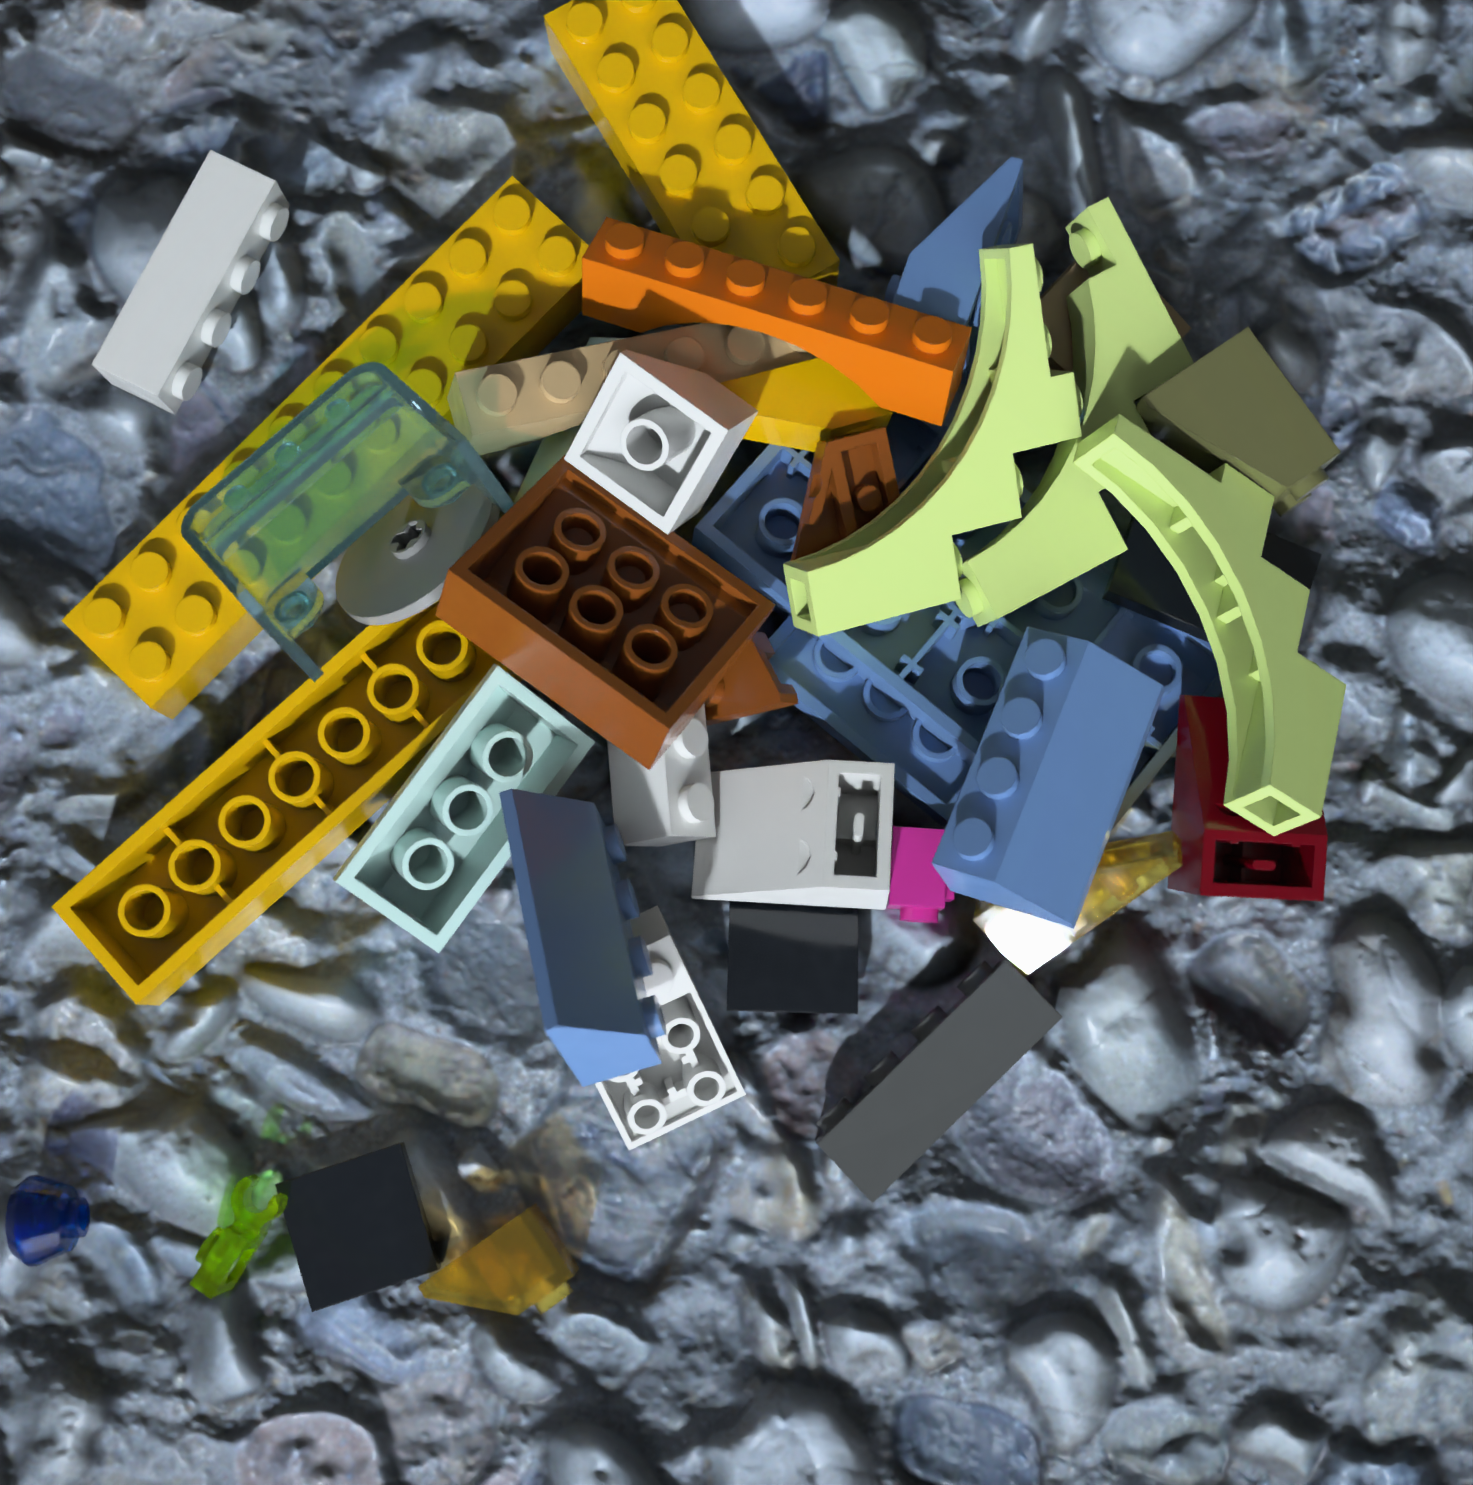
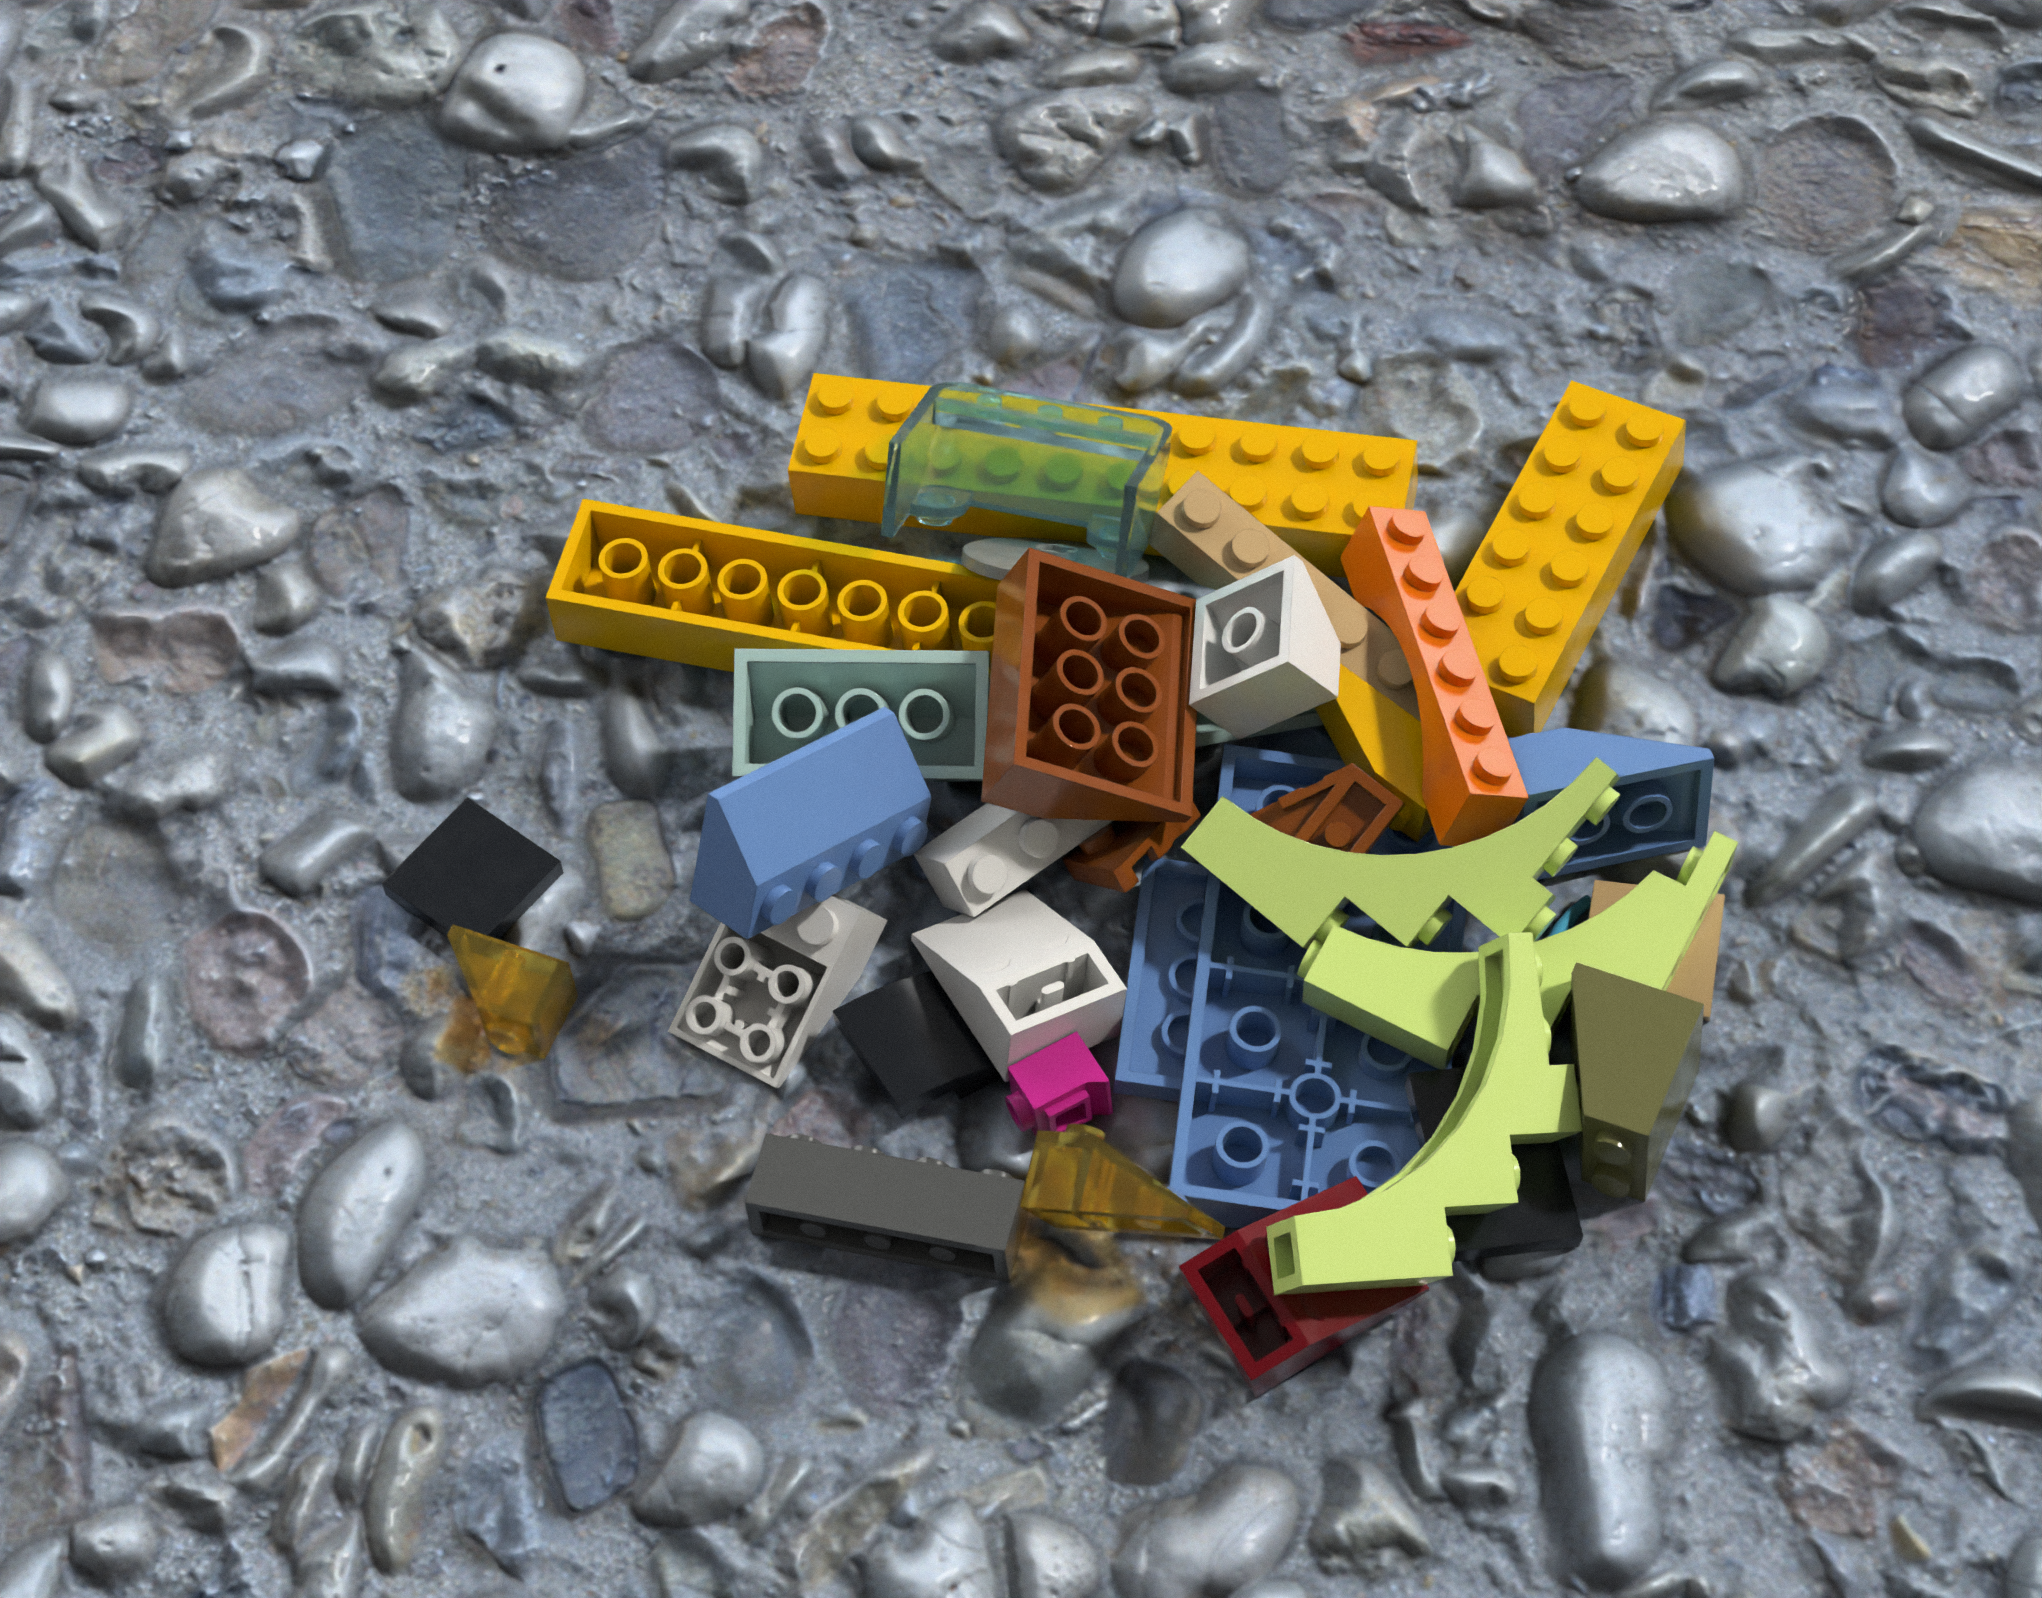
camera: 60 degrees right, 25 degrees down
(44, 1219) = (332, 659): clear blue cone -> none
(193, 283) = (1161, 302): white brick -> none
(230, 1249) = (398, 799): clear neon green plate -> none
(1048, 778) = (1194, 1087): medium blue slope -> none

